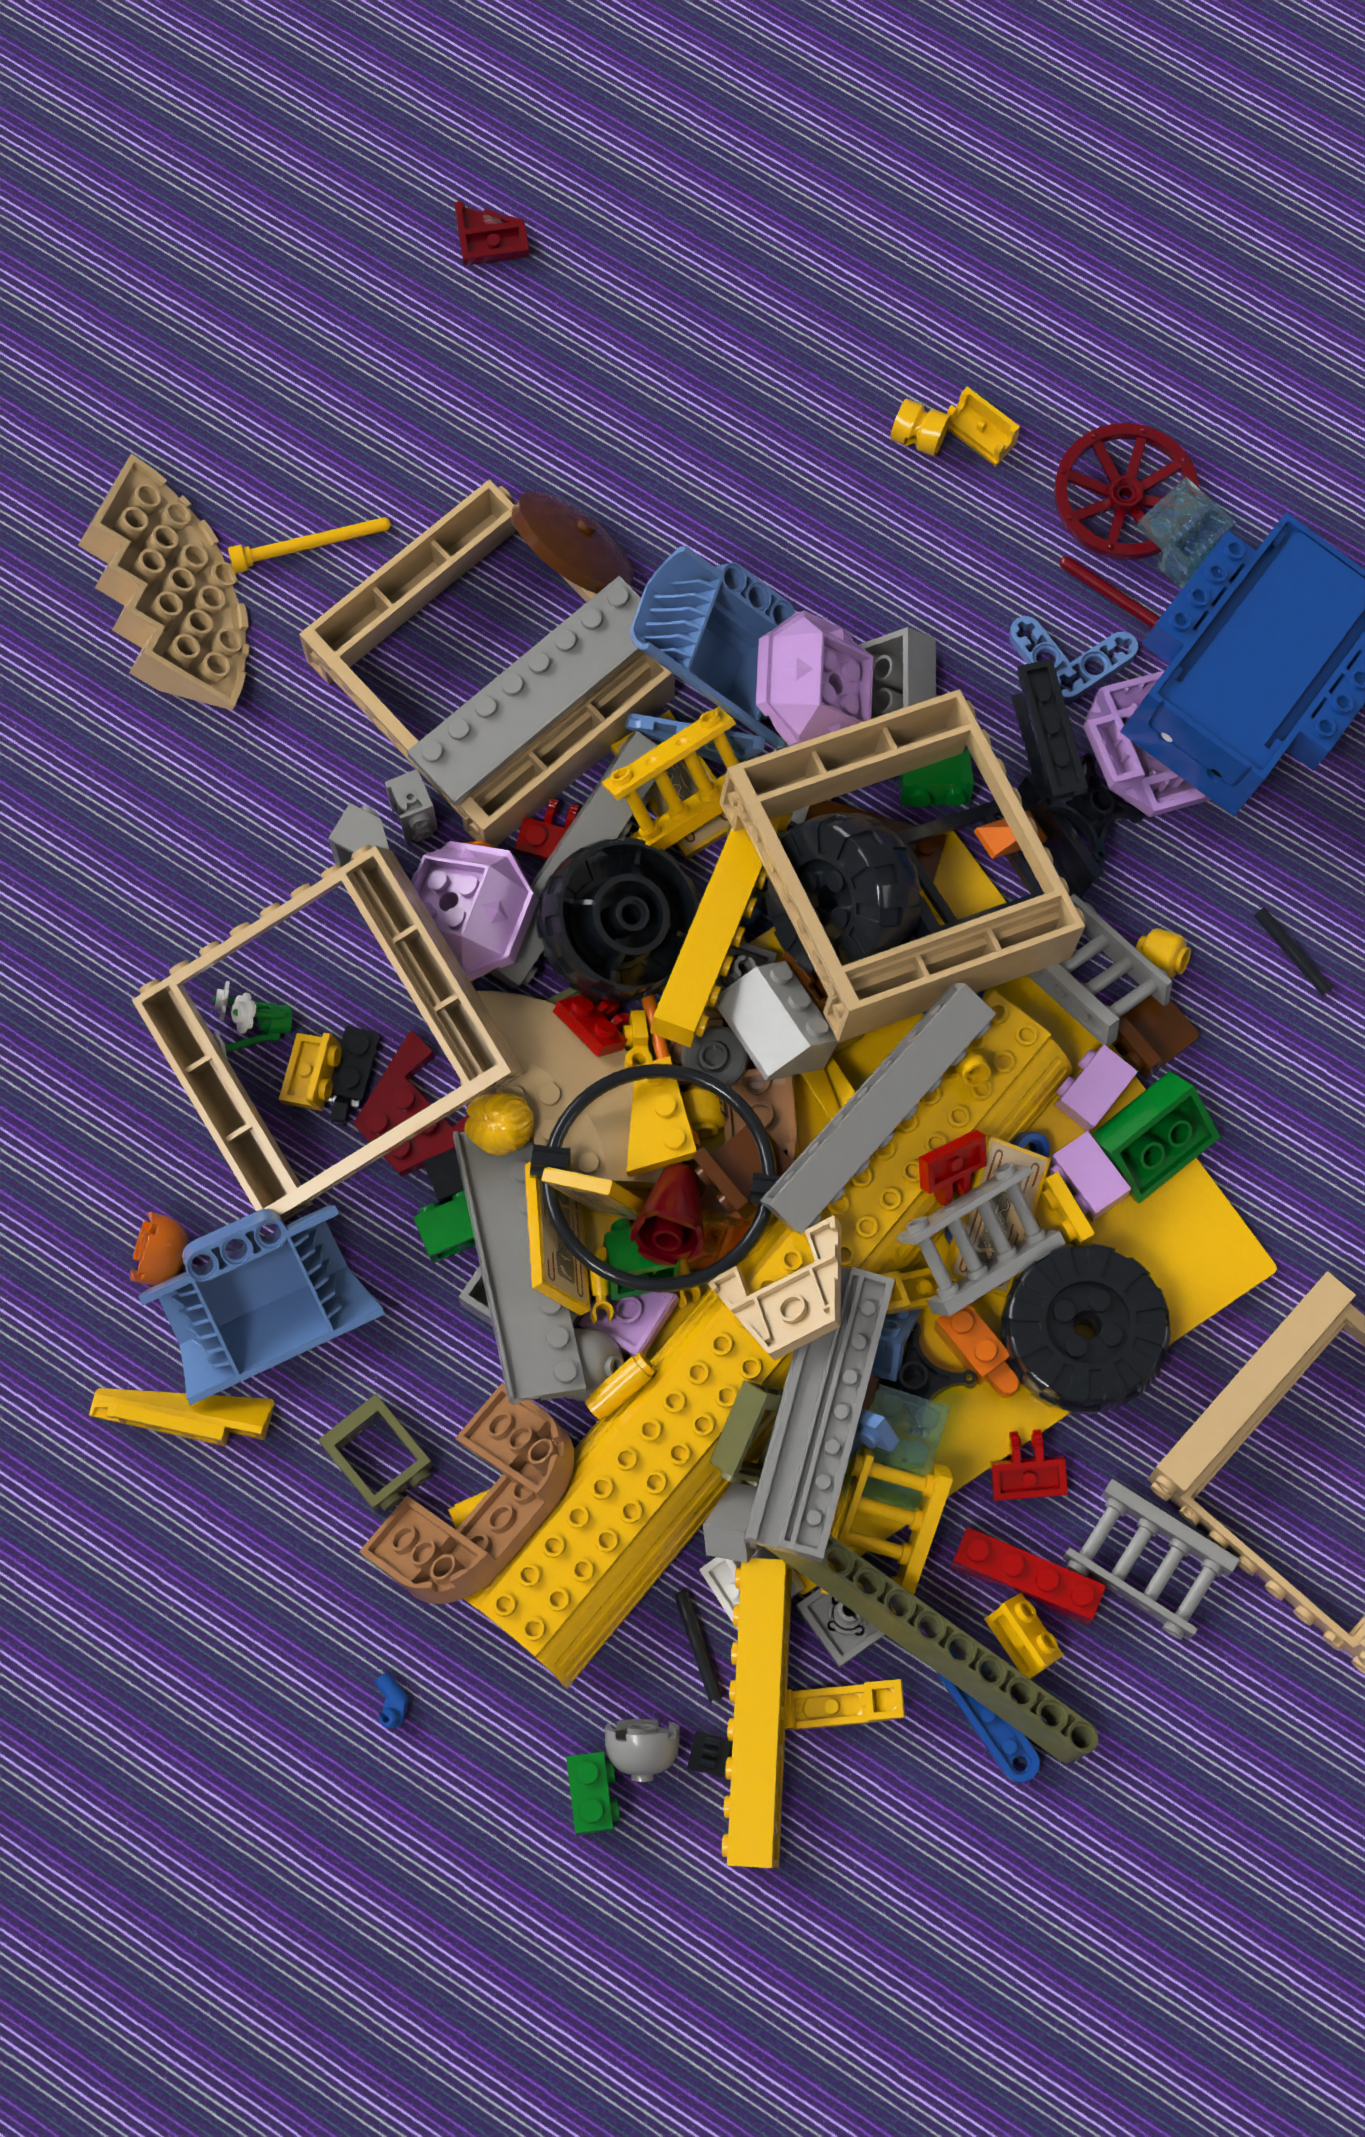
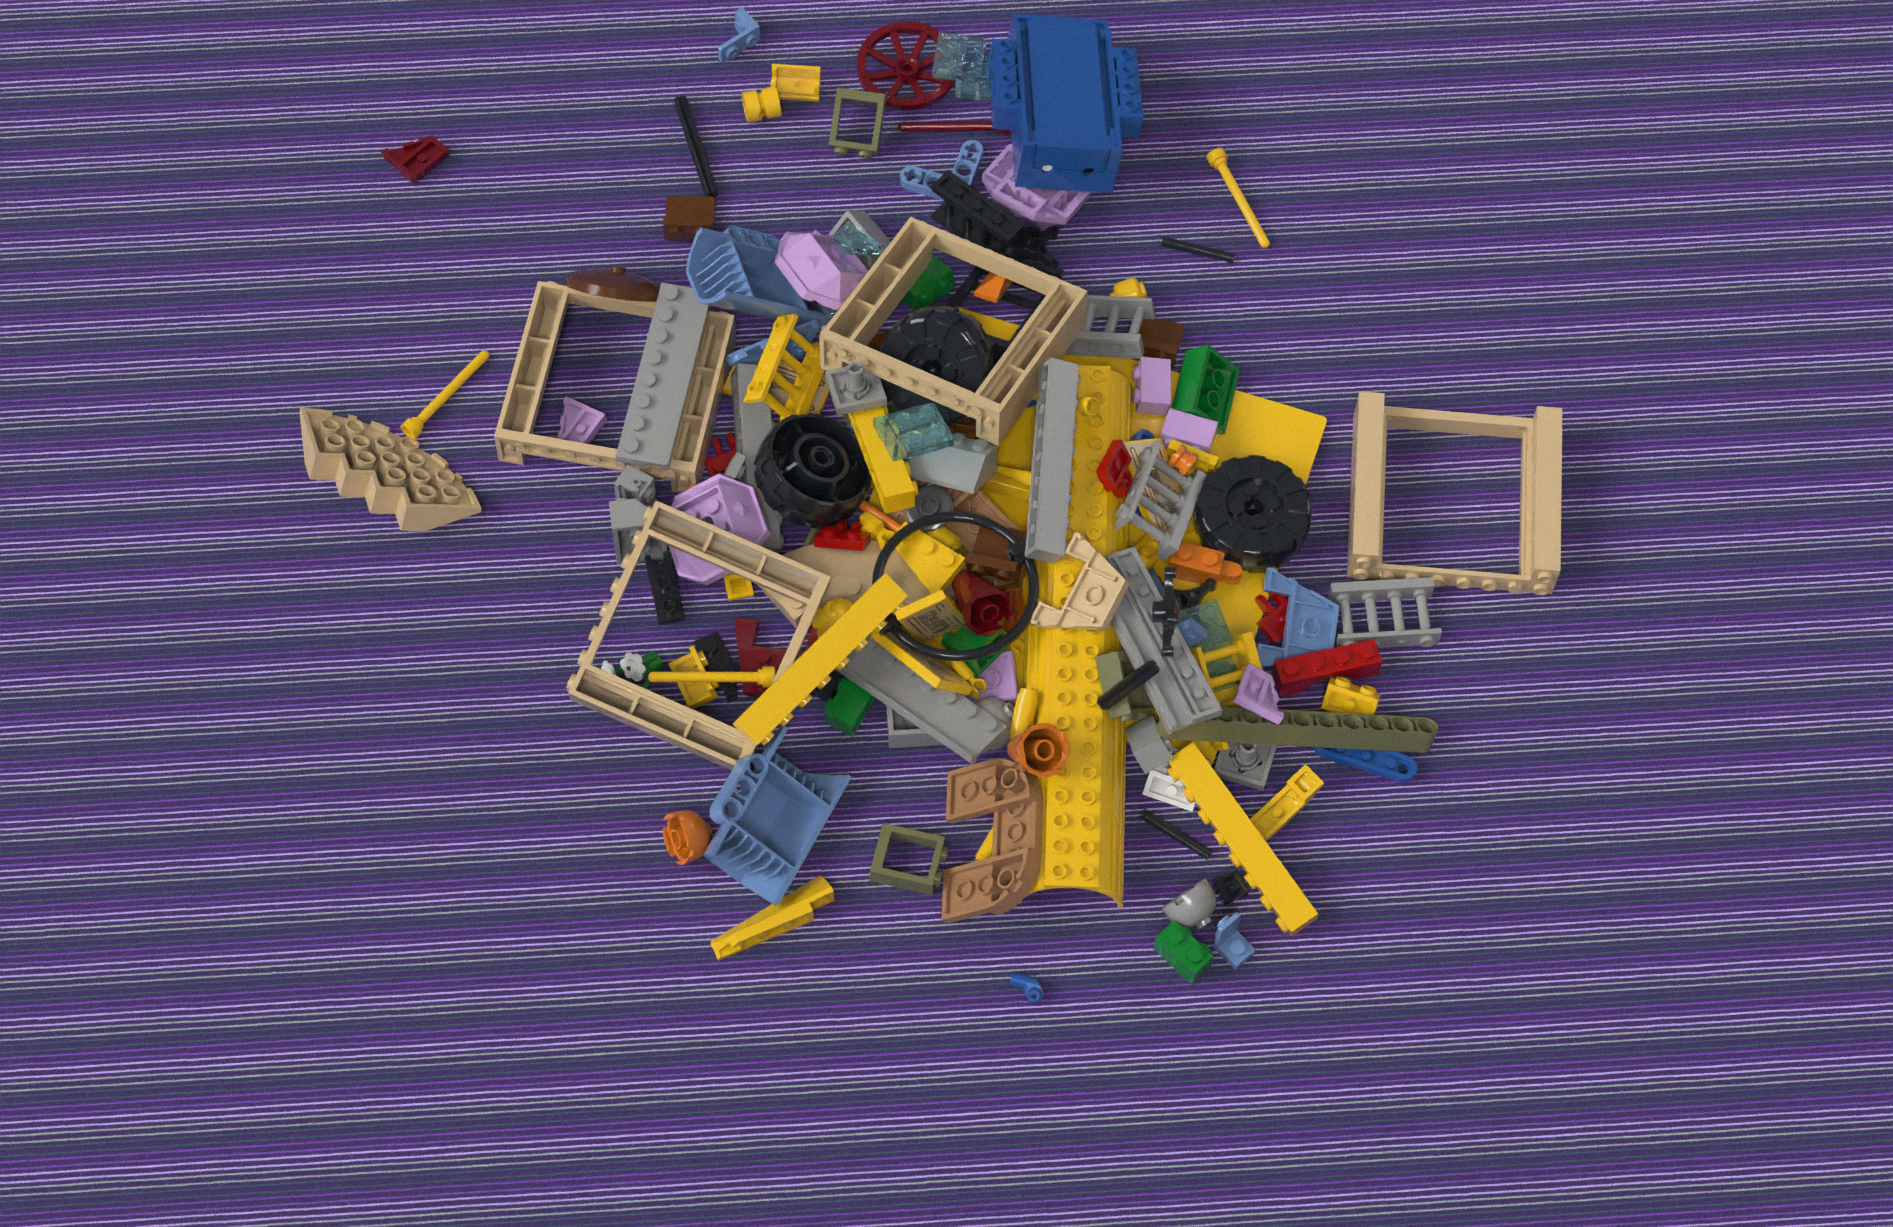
camera: 40 degrees left, 10 degrees down
(354, 954) = (664, 590): none -> black plate
(376, 1125) = (763, 676): none -> yellow piece
(417, 681) = (580, 422): none -> lavender wing
(429, 1161) = (820, 660): none -> yellow brick
(535, 857) = (735, 468): none -> light grey plate
(586, 1450) = (1040, 750): none -> orange cone
(655, 1826) = (1231, 943): none -> medium blue bracket
(733, 512) = (687, 215): none -> reddish brown bracket
(734, 858) = (856, 385): none -> light grey plate
(745, 960) = (913, 431): none -> clear light blue bracket
(746, 1446) = (1128, 685): none -> black axle
(808, 429) = (695, 146): none -> black axle
(847, 1396) = (1167, 611): none -> black piece
(882, 672) = (856, 241): none -> clear light blue wing
(900, 1560) = (1258, 694): none -> lavender wing
(968, 334) = (748, 36): none -> medium blue bracket
(1031, 545) = (858, 98): none -> olive window
(1044, 1510) = (1308, 621): none -> medium blue wing
(1047, 1209) = (1183, 460): none -> orange wheel

